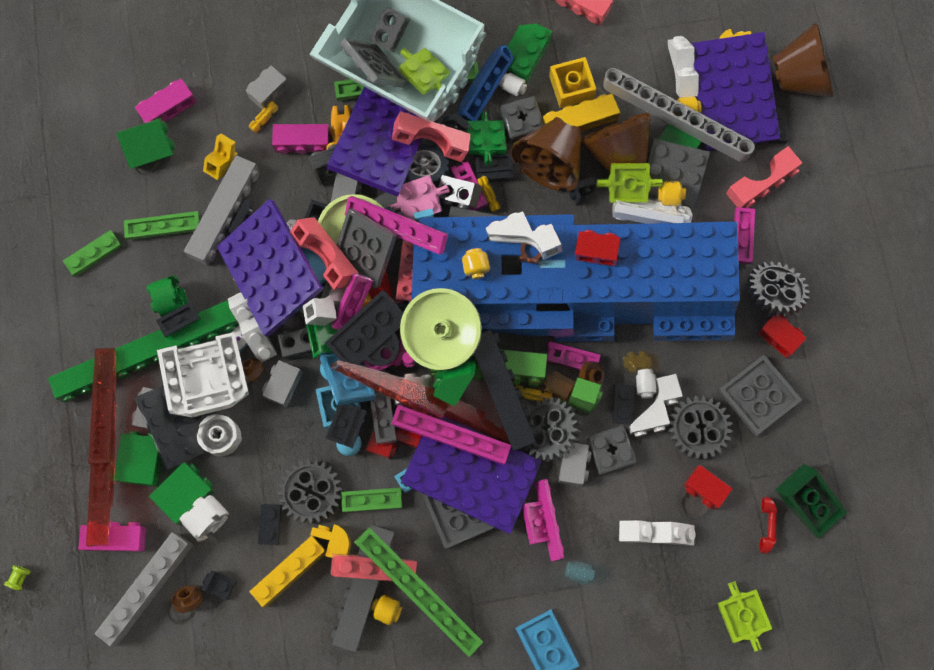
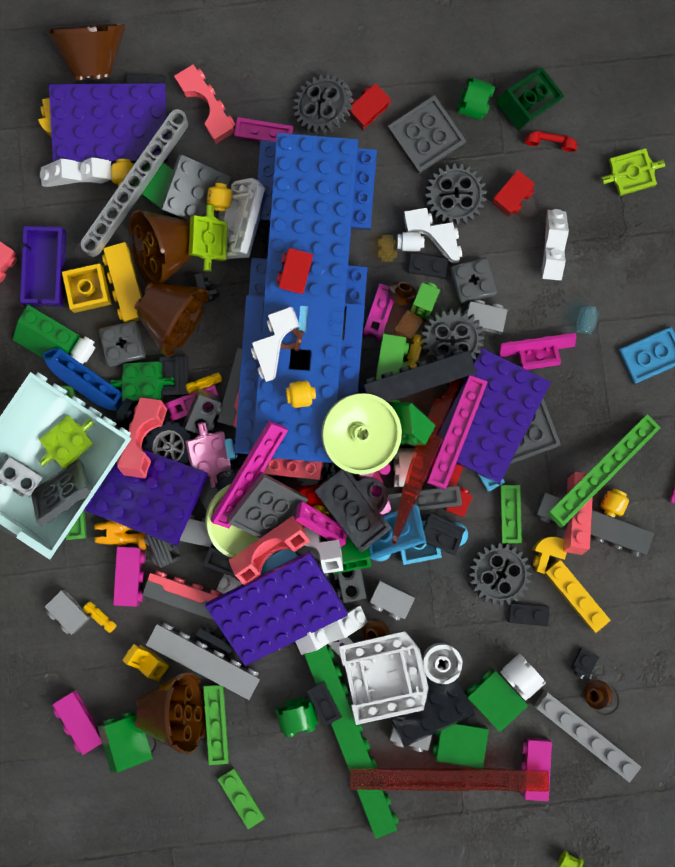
camera: 95 degrees left, 10 degrees up
(170, 184) = (174, 713): none -> reddish brown cone
(287, 181) = (179, 594): none -> piece
(589, 40) = (43, 266): none -> dark purple piece
(803, 439) = (475, 98): none -> green brick

